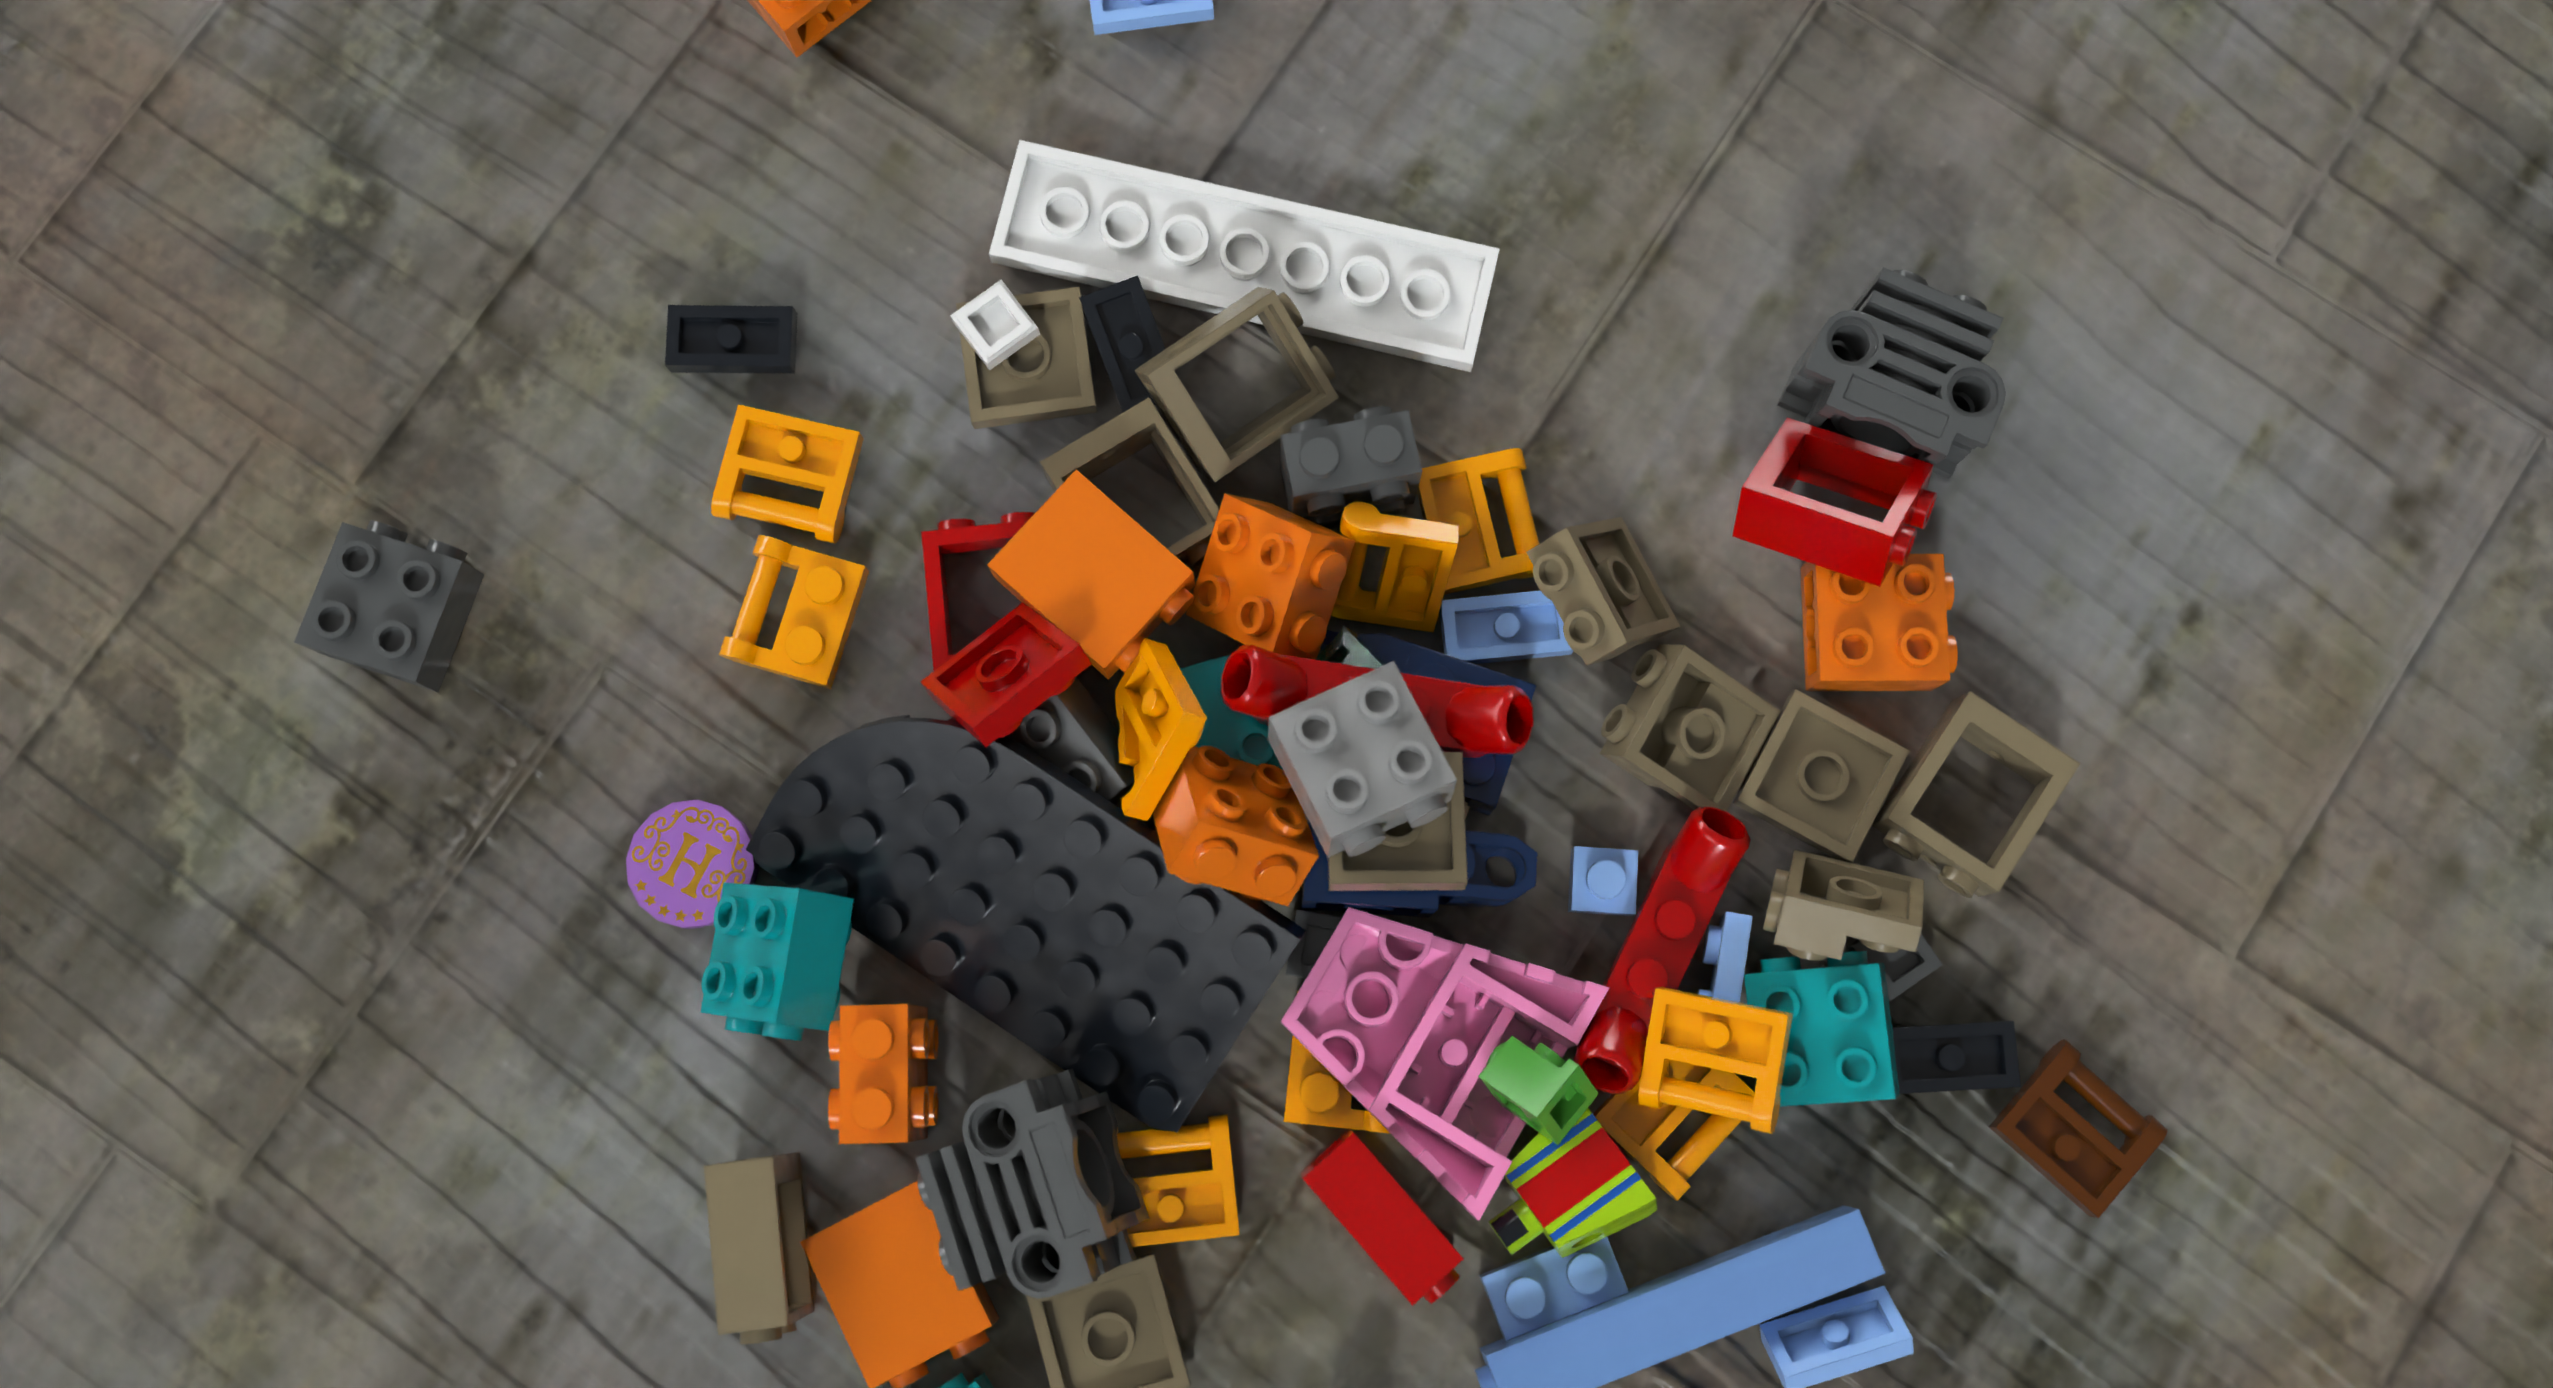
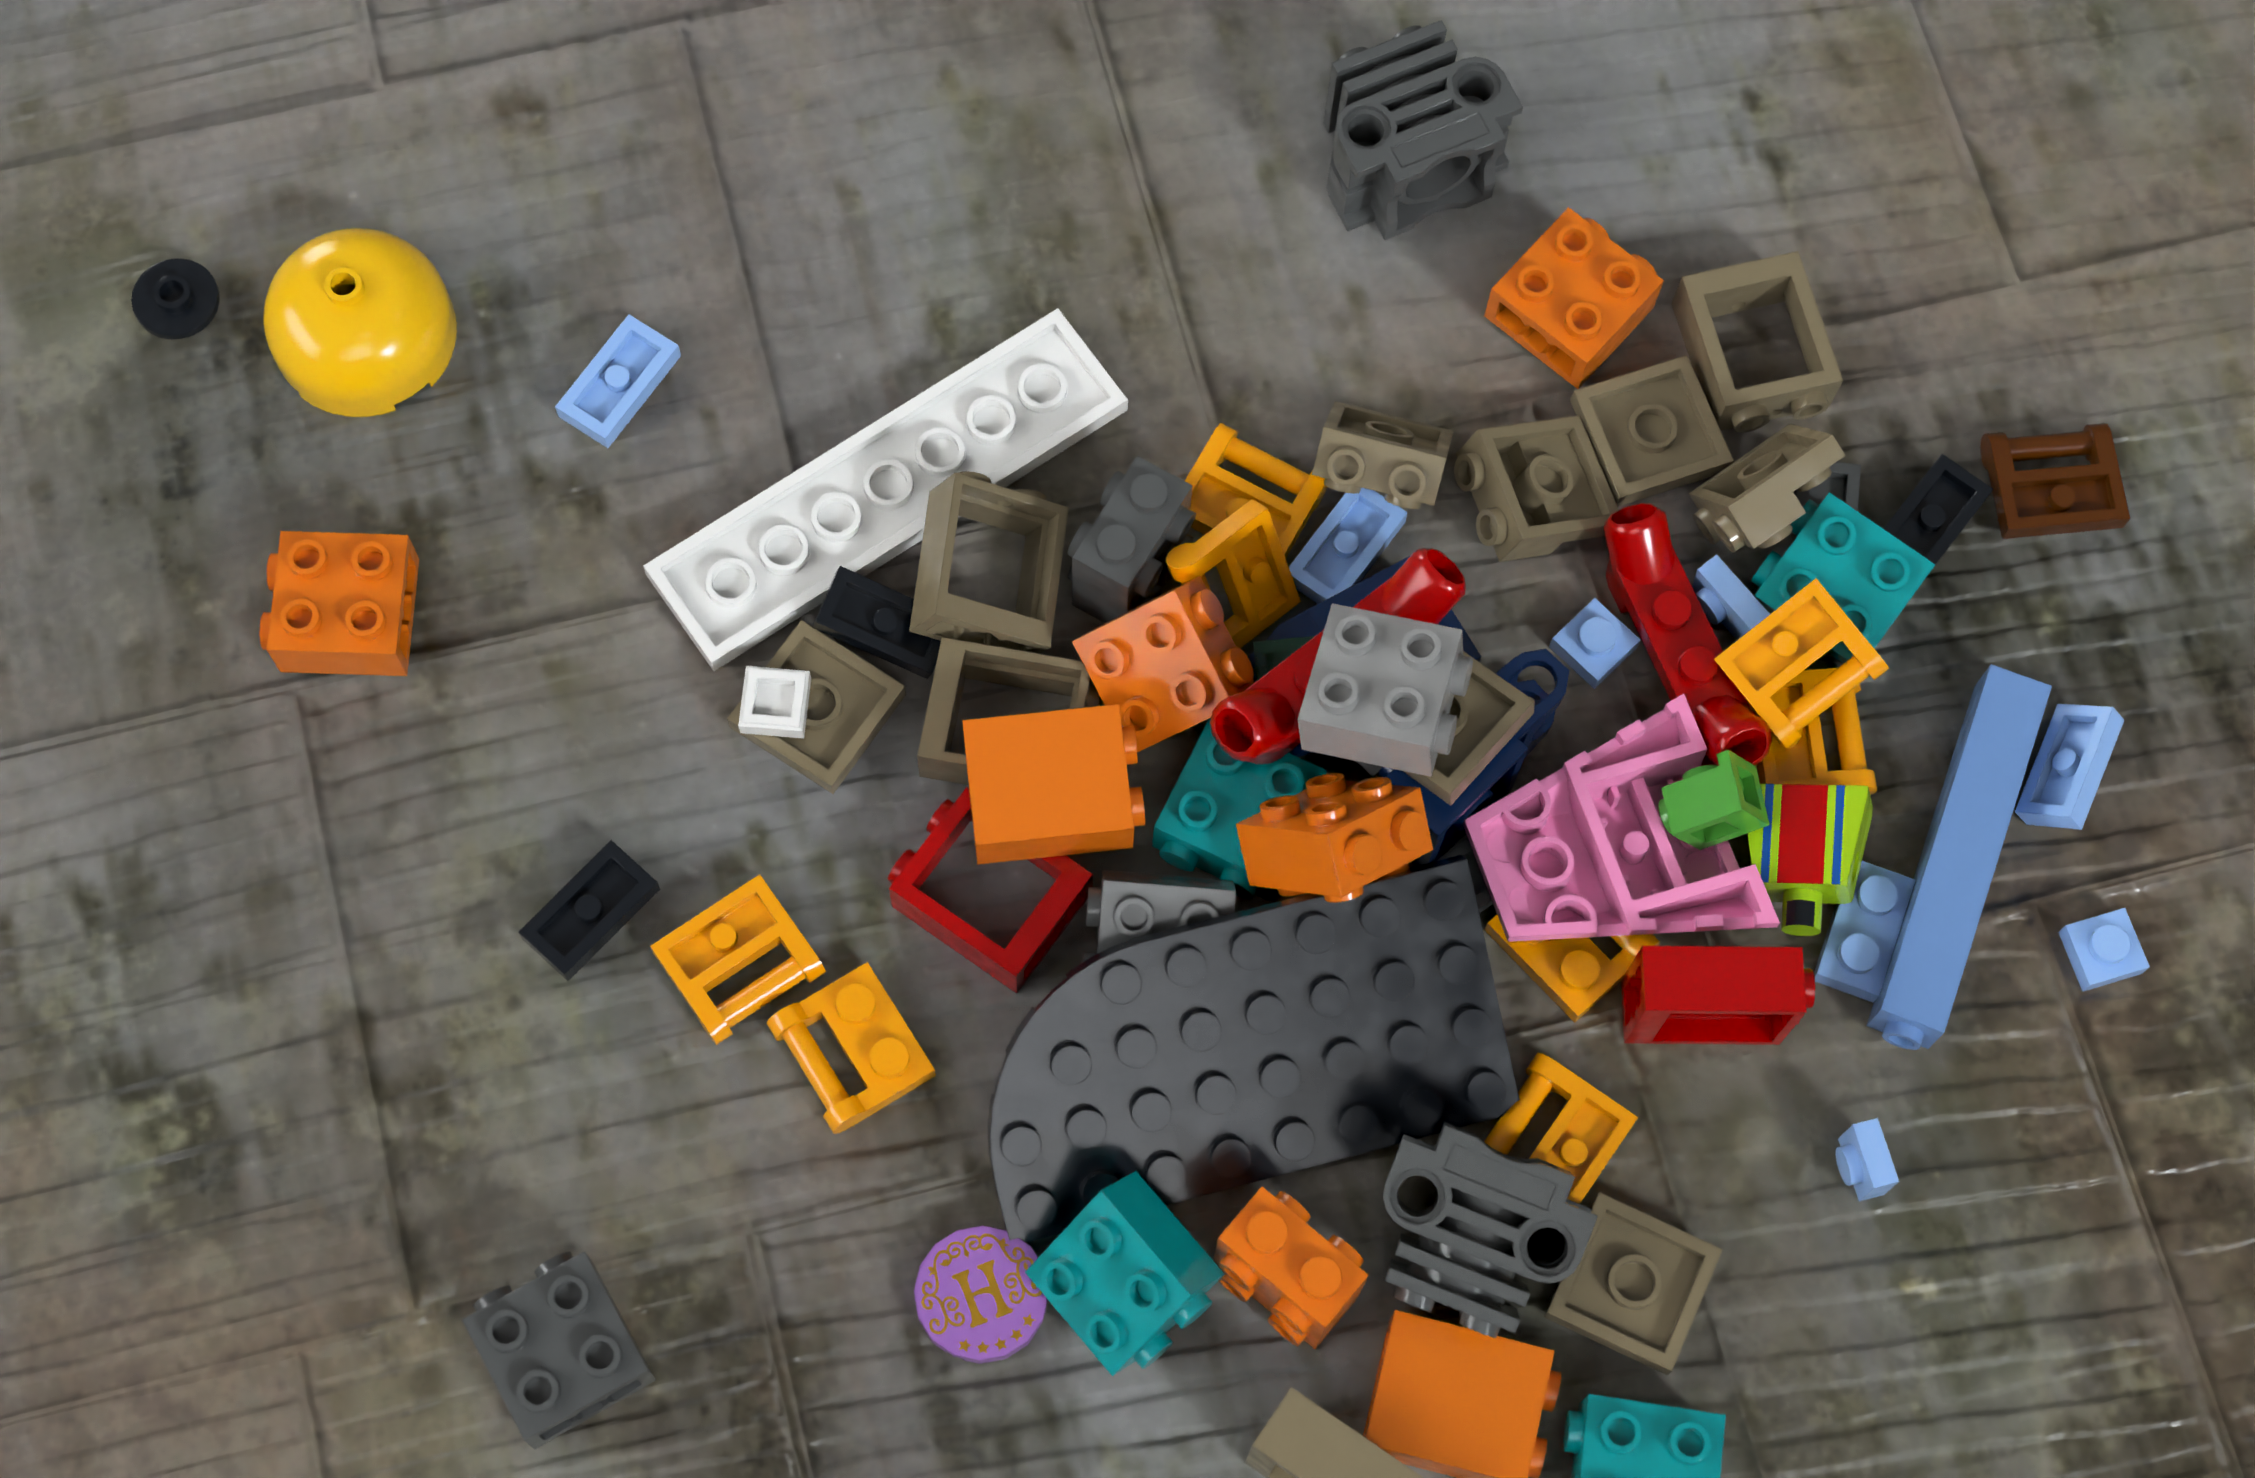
camera: 50 degrees left, 10 degrees down
(1006, 674) = (1071, 902): red plate -> none
(1157, 725) = (1211, 825): light orange wing -> none
(1824, 533) = (1479, 267): red window -> none

